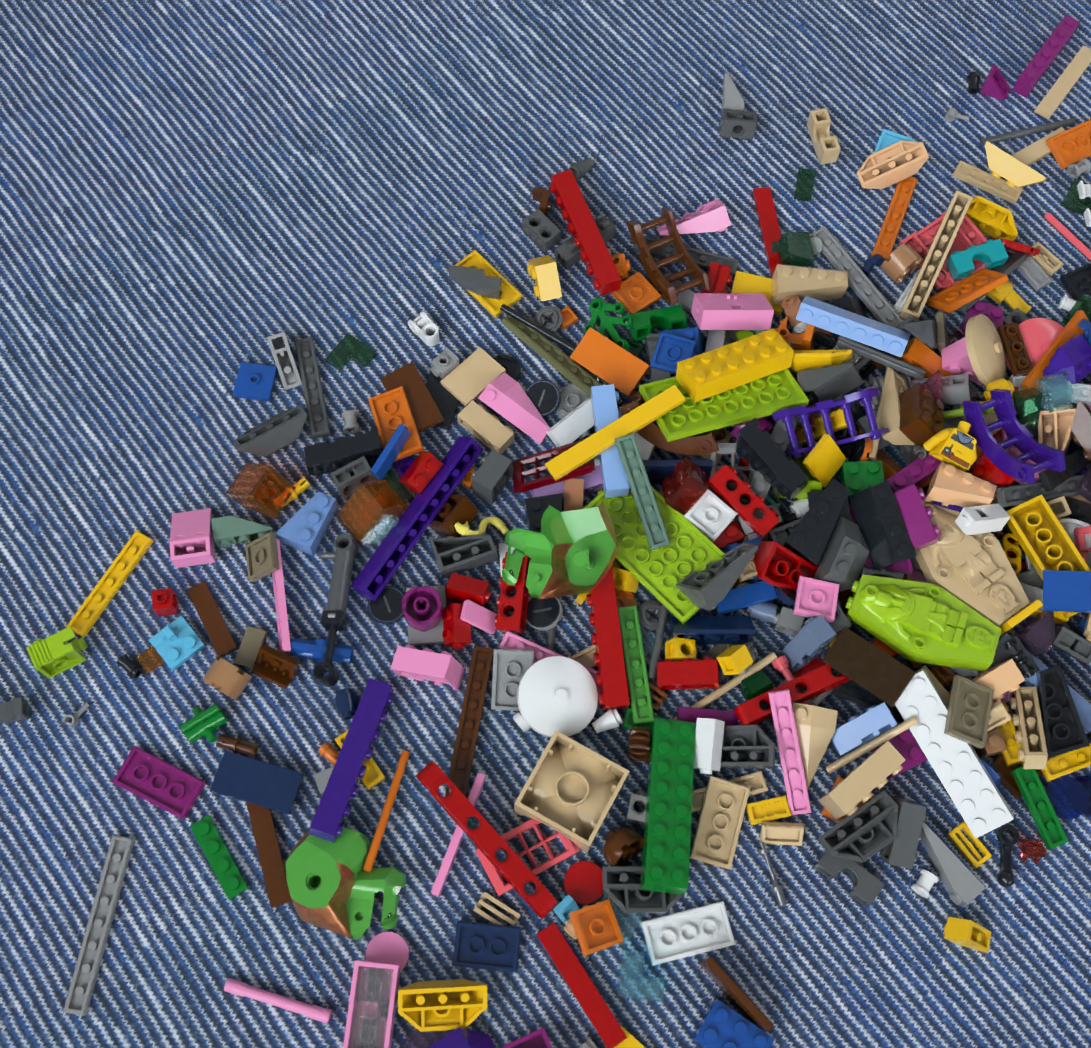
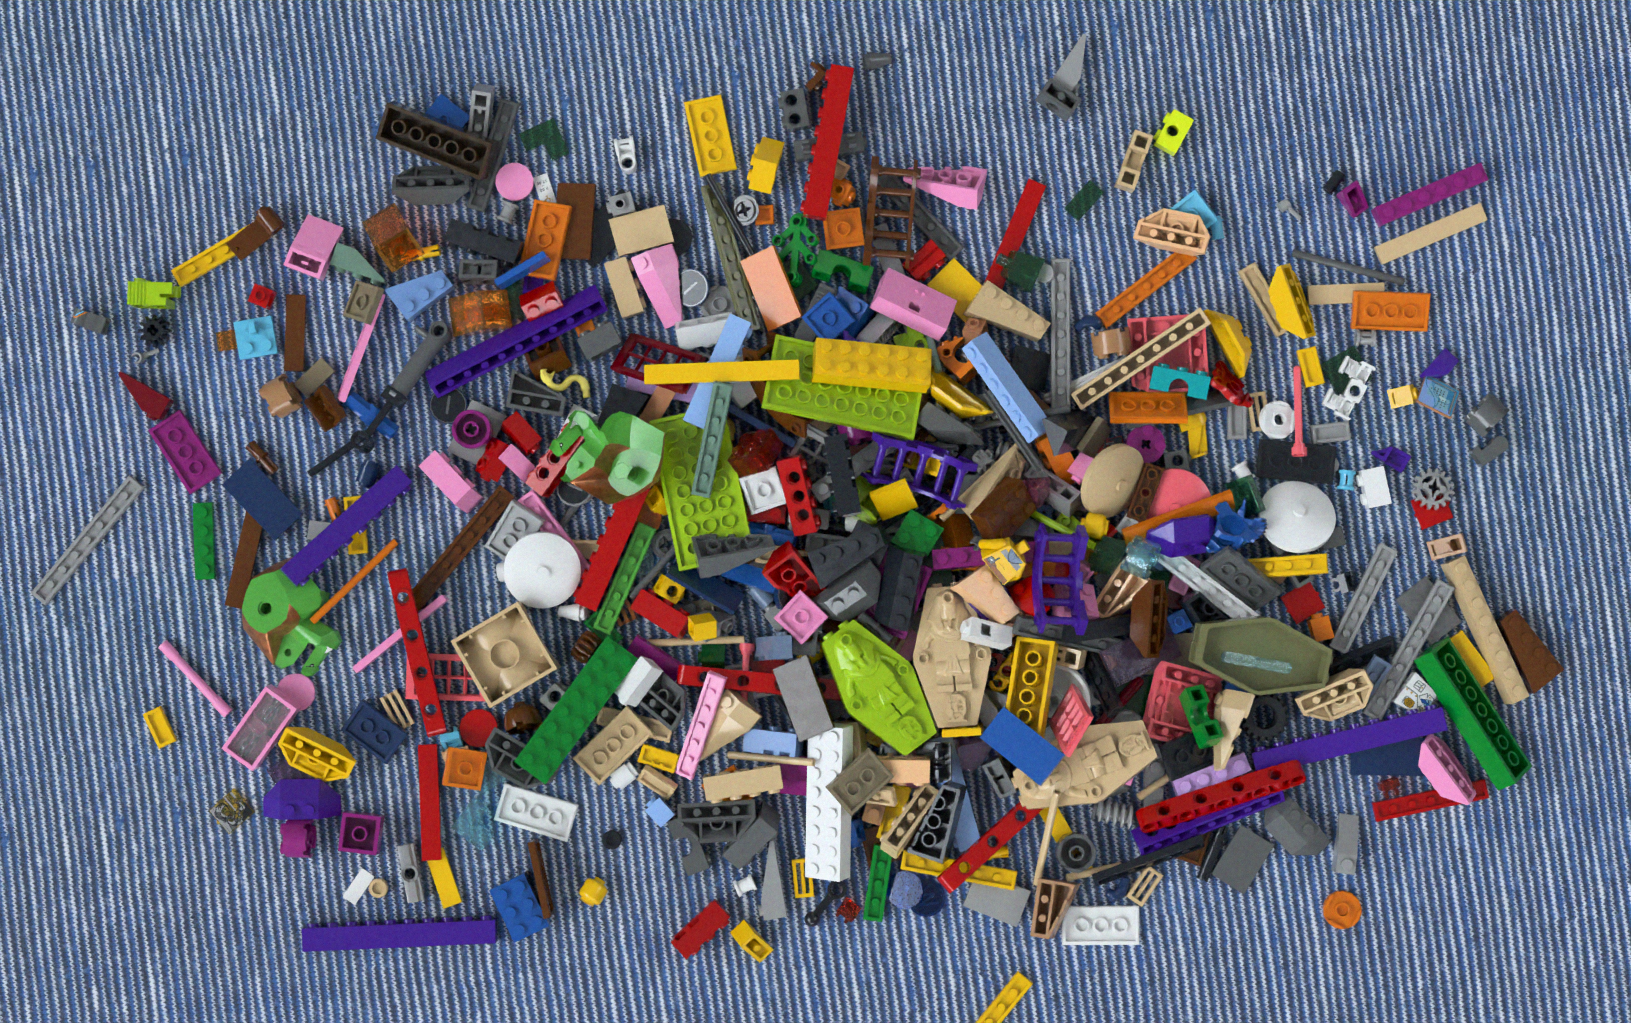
camera: 30 degrees right, 20 degrees up
(82, 690) = (147, 331): none -> black gear
(102, 751) = (148, 399): none -> dark red slope
(134, 670) = (207, 337): black pin -> none
(137, 543) = (257, 233): none -> reddish brown door
(203, 724) = (243, 424): green pin -> none
(256, 392) = (437, 140): none -> dark brown brick
(305, 709) = (330, 459): none -> black bar
(342, 396) = (514, 181): none -> bright pink tile
(369, 389) = (544, 188): none -> white sticker
(380, 530) = (476, 336): clear light blue tile -> none
(476, 281) = (699, 134): dark grey slope -> none
(747, 845) = (623, 775): none -> white brick
(774, 916) = (612, 839): none -> black tile
(777, 889) = (627, 819): flat silver piece -> none
(791, 978) = (593, 891): none -> yellow head
(802, 859) = (659, 811): none -> light blue brick
(837, 105) = (1180, 123): none -> neon yellow brick
(915, 951) = (701, 929): none -> red wedge
(917, 517) = (930, 599): magenta brick -> none
(942, 674) = (871, 739): dark orange tile -> none
(1056, 208) = (1310, 366): none -> yellow tile
(1064, 255) = (1268, 424): none -> white tile

